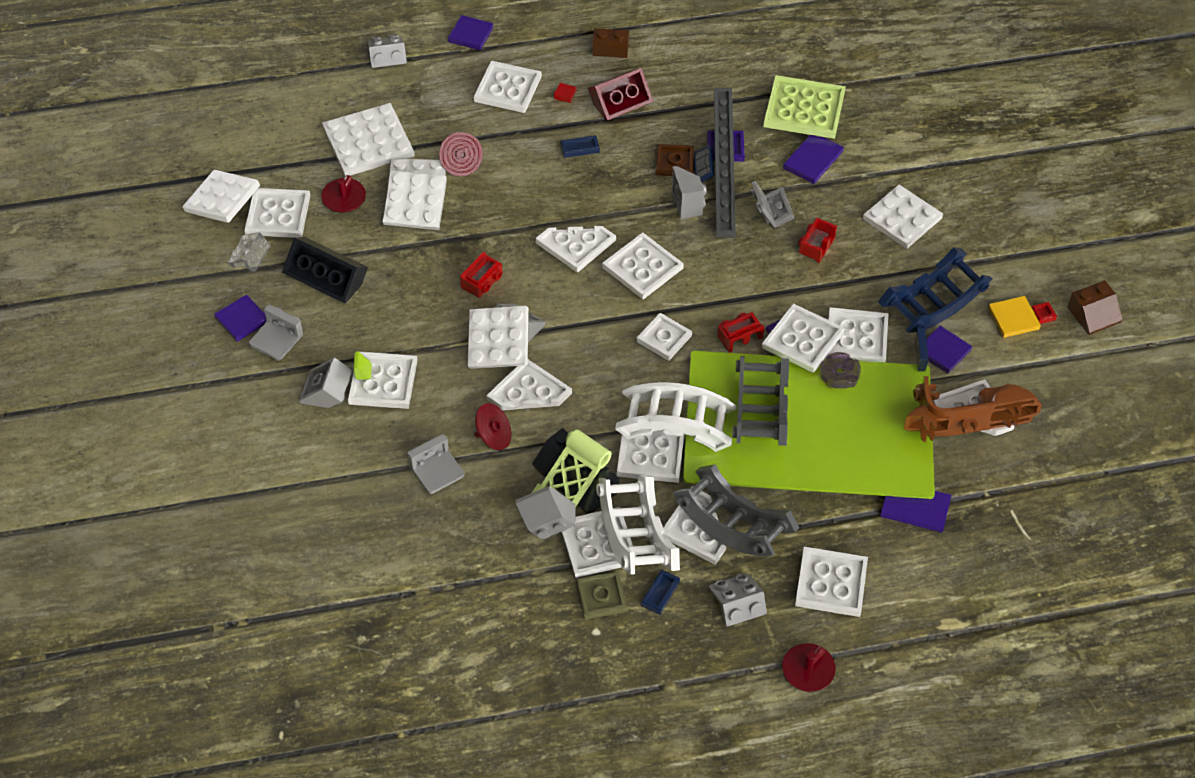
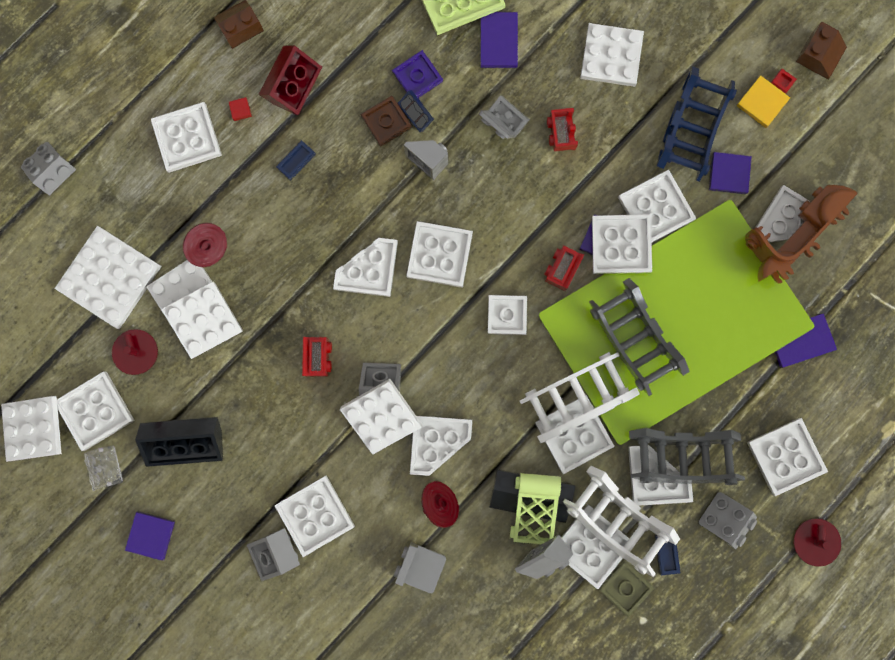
camera: 30 degrees left, 30 degrees up
(277, 334) = (194, 535): light grey bracket -> none
(362, 367) = (292, 522): lime slope -> none
(470, 32) = (106, 95): dark purple tile -> none
(724, 163) = (432, 97): dark grey plate -> none
(837, 379) = (670, 245): plate -> none
(921, 349) = (720, 191): dark blue tile -> none

